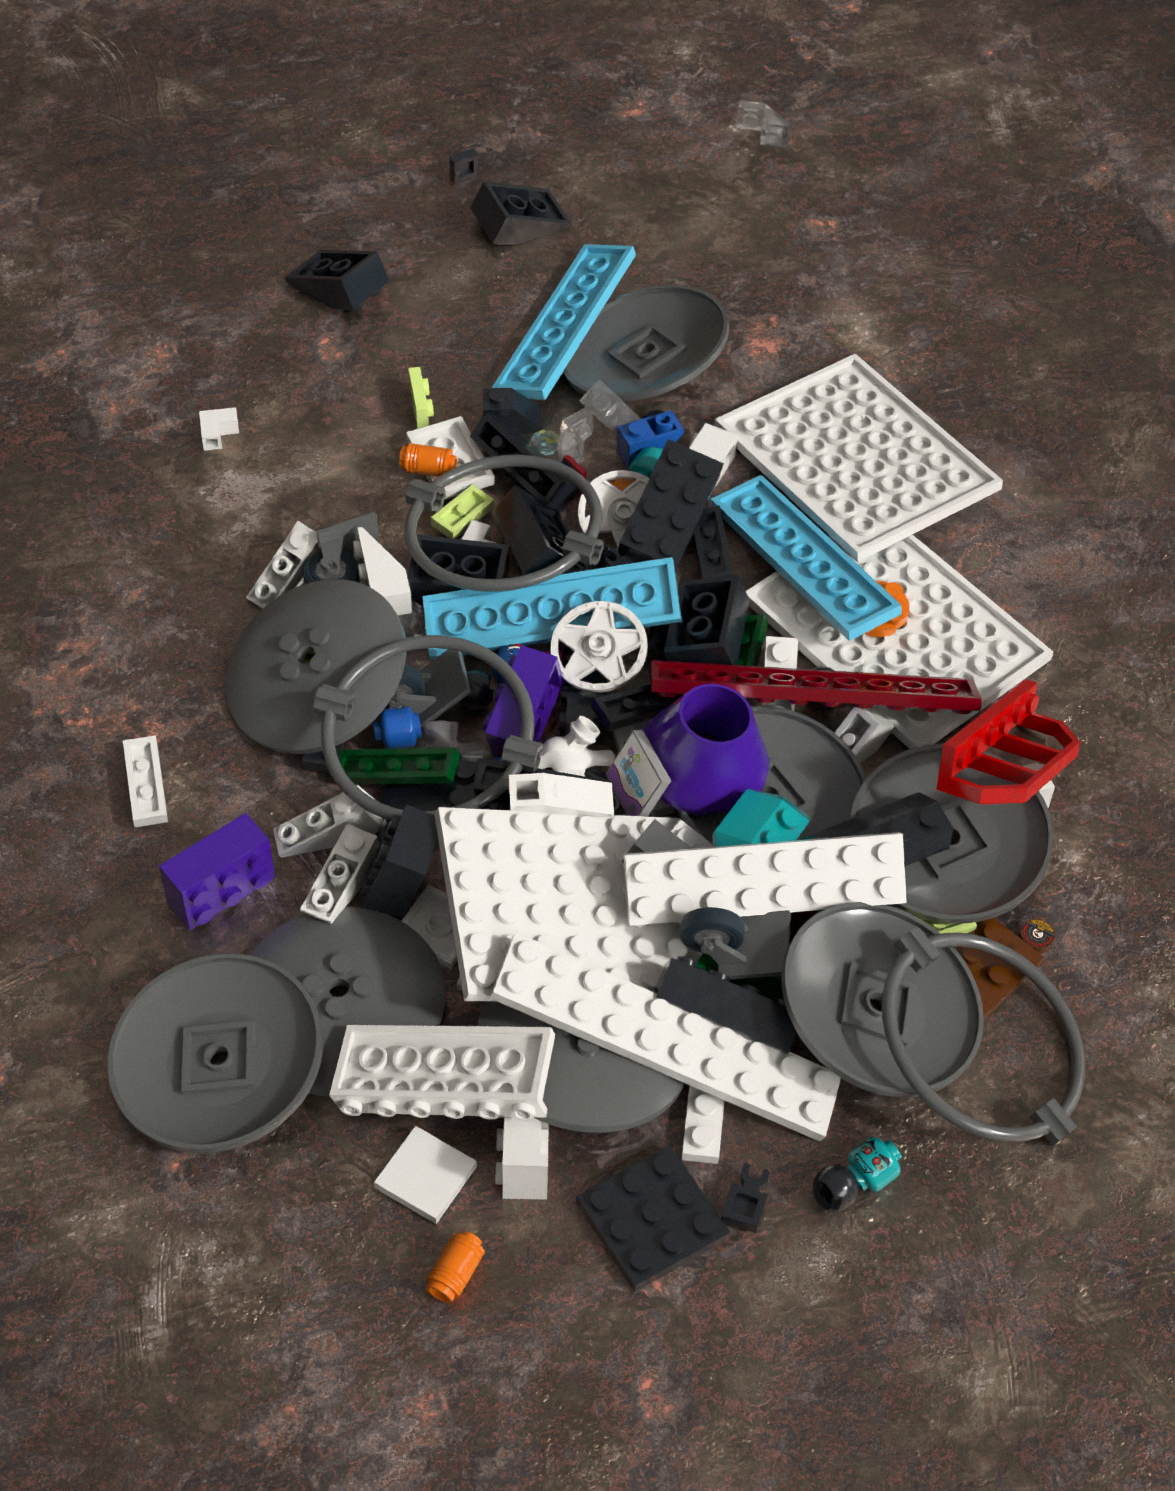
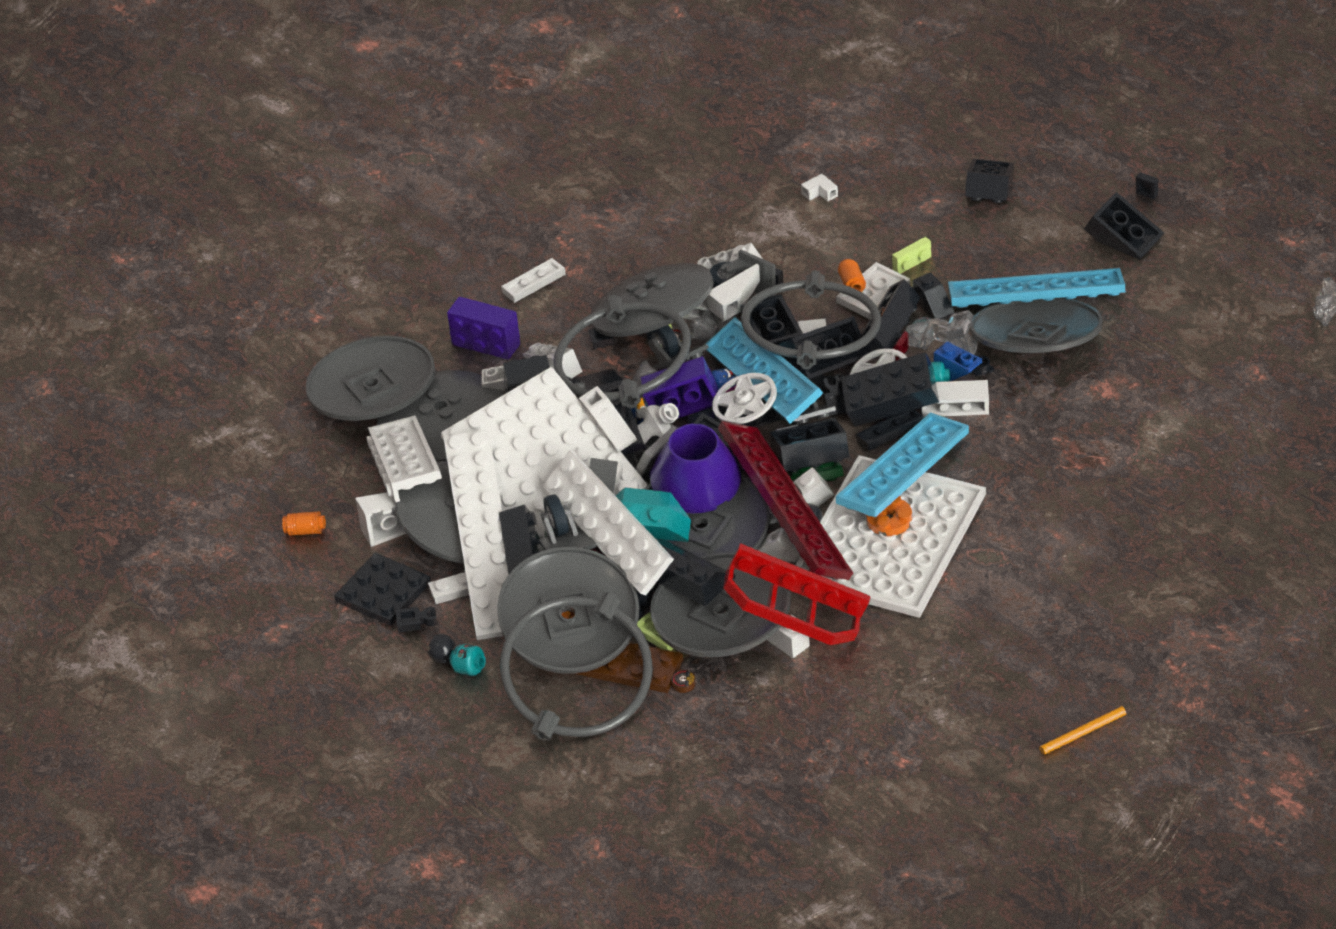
camera: 70 degrees right, 10 degrees down
(398, 728) = (637, 352): blue head -> none
(400, 765) = (604, 362): dark green plate -> none
(425, 1174) = (348, 488): white tile -> none
(458, 514) = (831, 312): yellowish green plate -> none
(858, 456) = (1021, 460): white plate -> none

